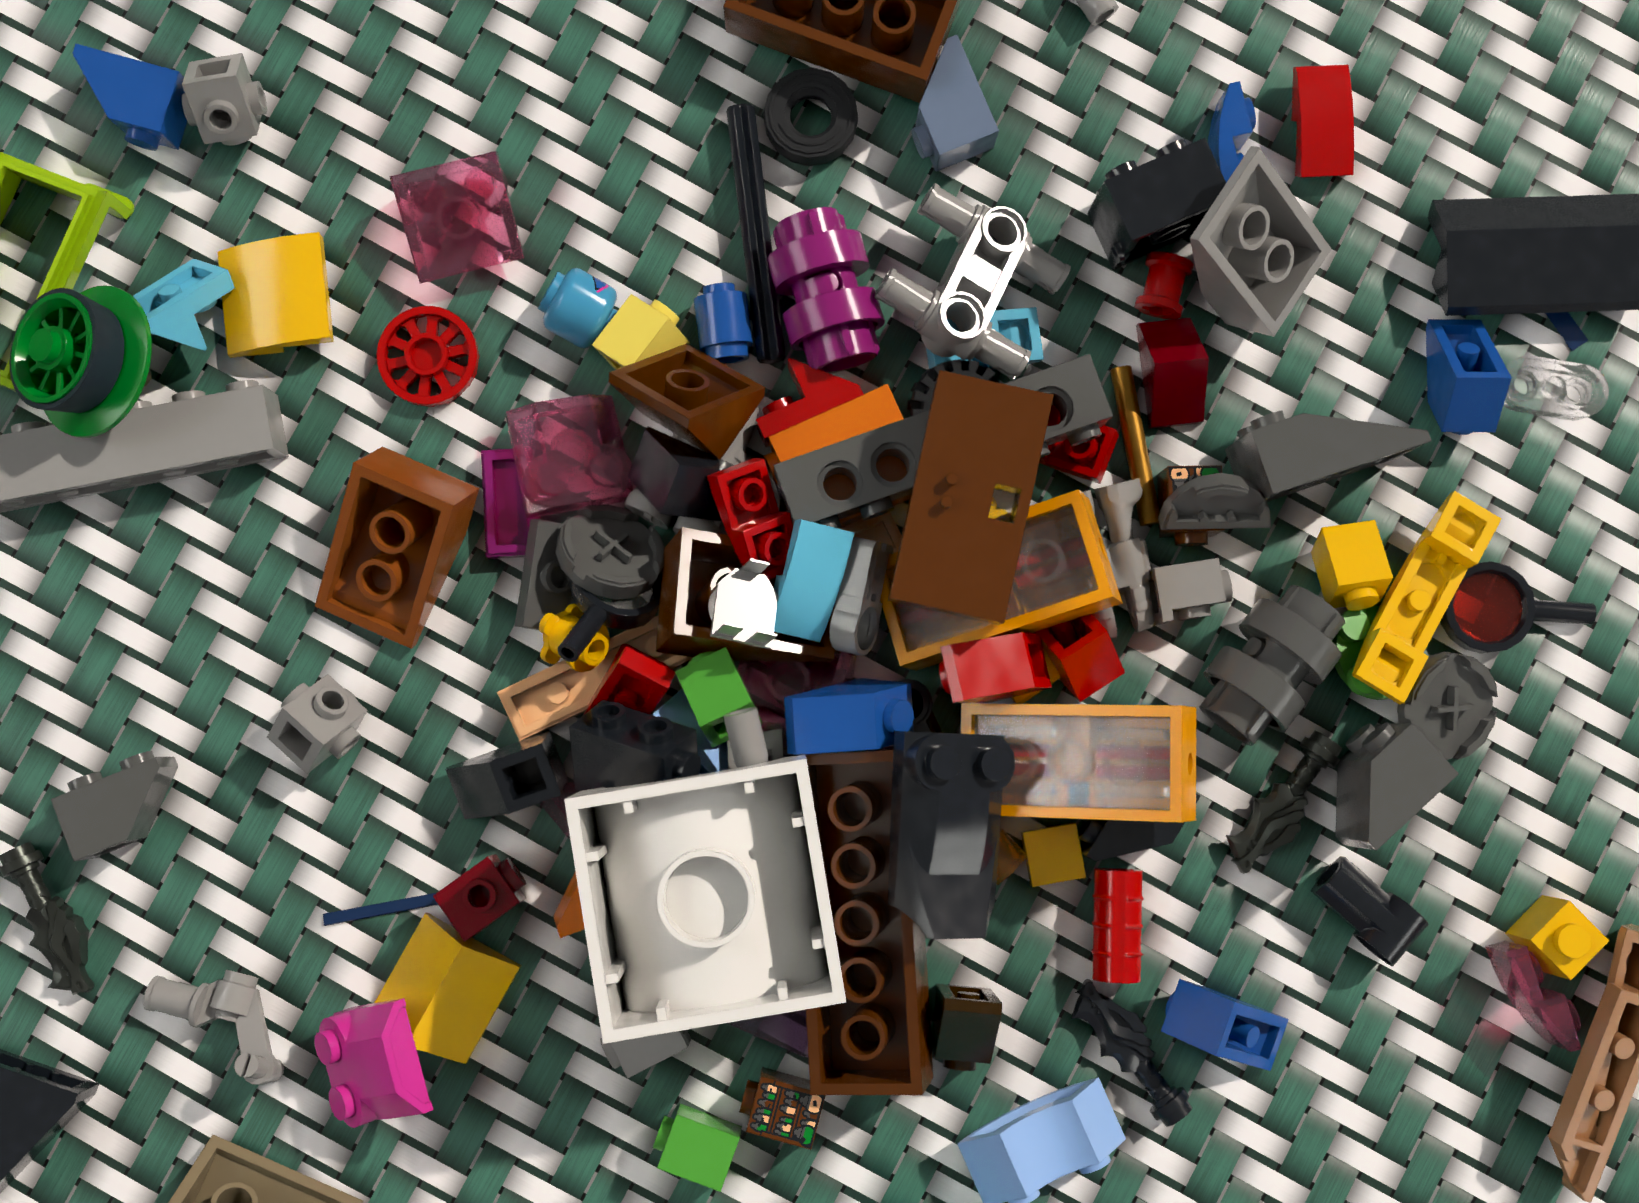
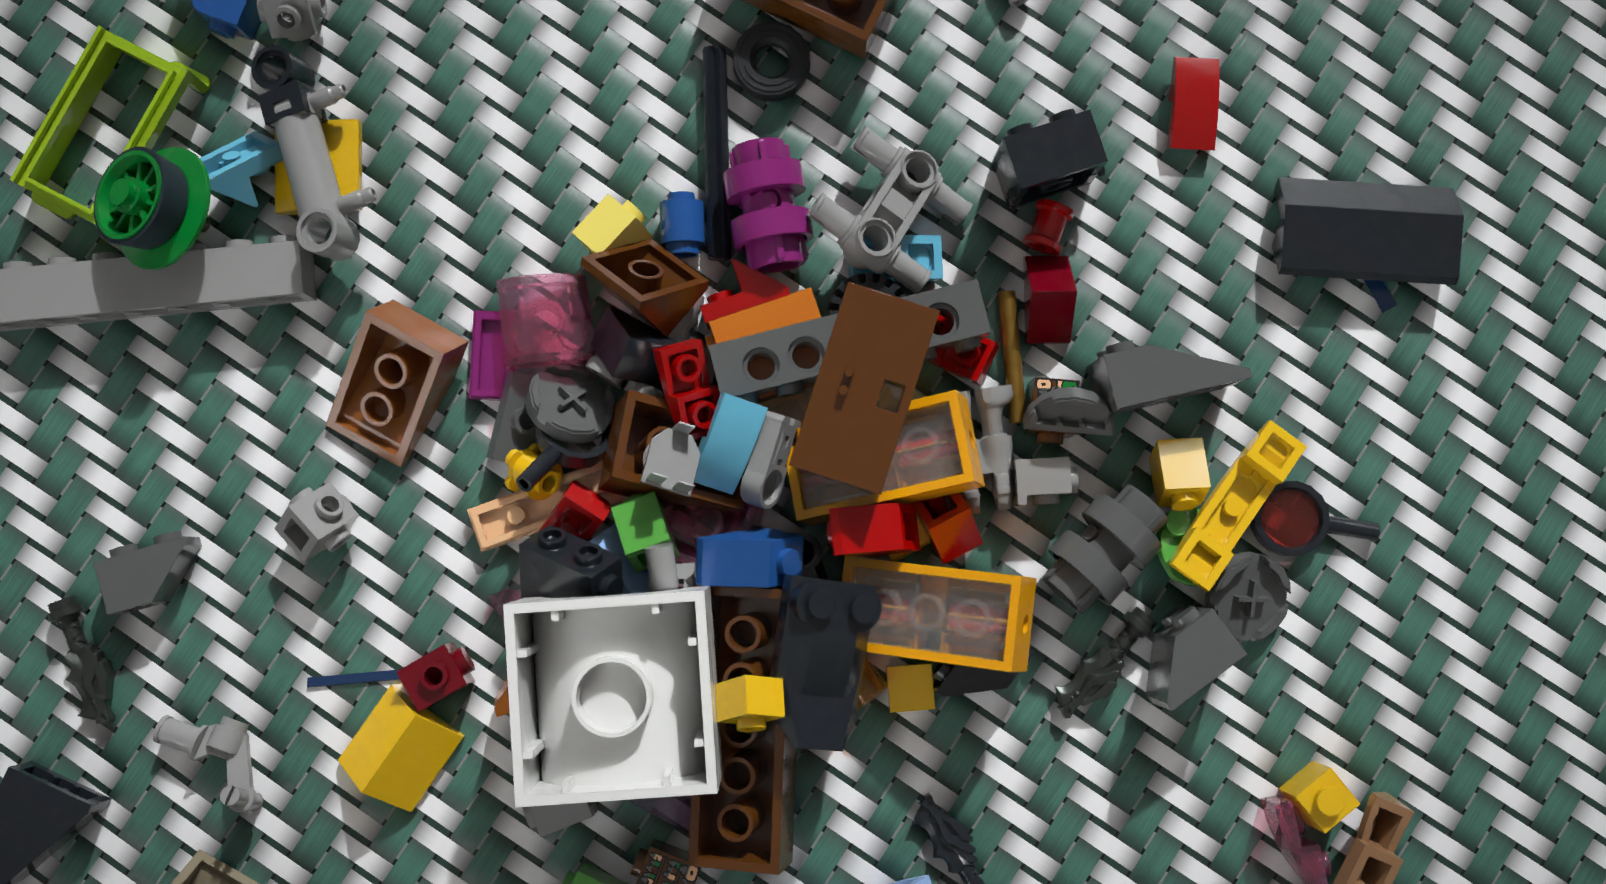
camera: 10 degrees right, 0 degrees up
(245, 237) = (297, 117): none -> light grey piece
(372, 1063) = (333, 804): dark pink slope -> none
(427, 356) = (438, 228): red wheel -> none
(457, 216) = (473, 117): clear pink slope -> none
(509, 778) = (469, 581): black slope -> none
(578, 306) = (564, 200): dark azure head -> none
(869, 889) = (750, 702): none -> yellow plate
(953, 113) = (888, 68): sand blue slope -> none
(965, 1025) = (822, 821): dark brown slope -> none
(1117, 925) = (956, 751): red axle -> none
(1223, 1025) = (1036, 842): blue slope -> none
(1231, 128) = (1114, 107): blue slope -> none
(1256, 248) = (1124, 204): light grey slope -> none
(1379, 918) = (1173, 766): black piece -> none
(1464, 376) = (1289, 325): blue slope -> none
(1548, 385) = (1359, 340): clear plate -> none

